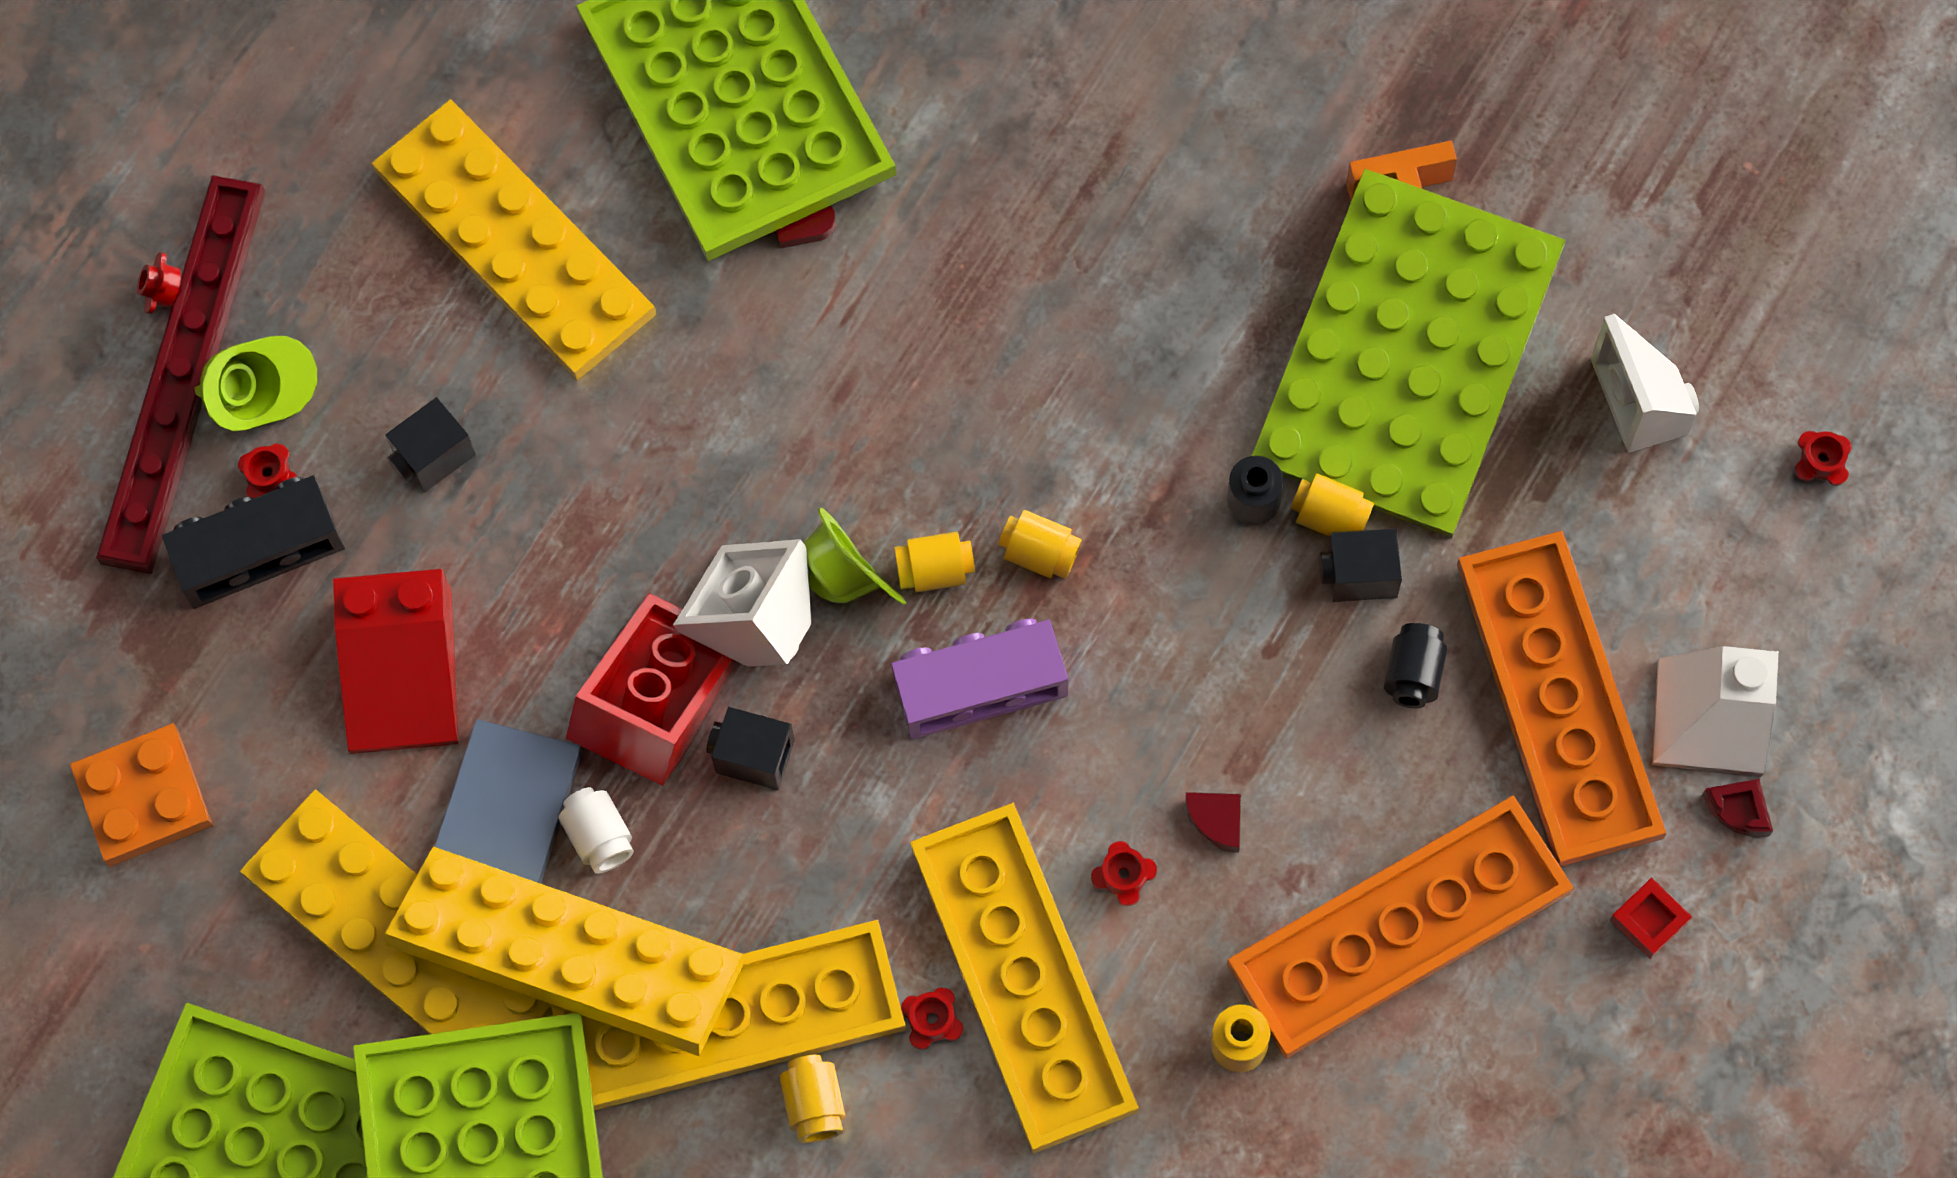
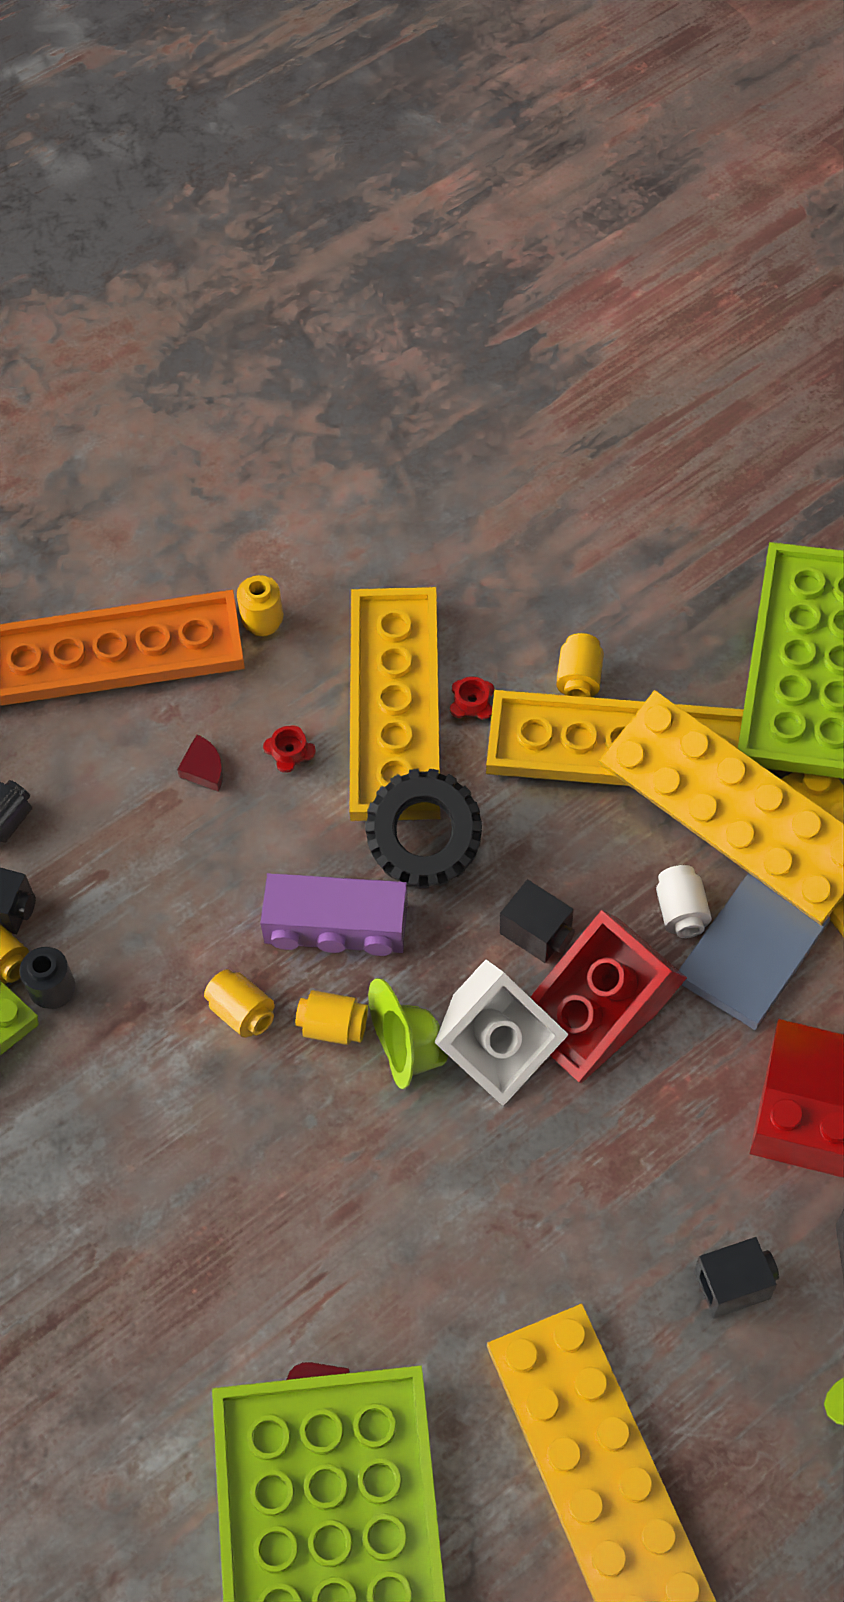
camera: 160 degrees left, 10 degrees down
(921, 824) = (423, 788): none -> black tyre

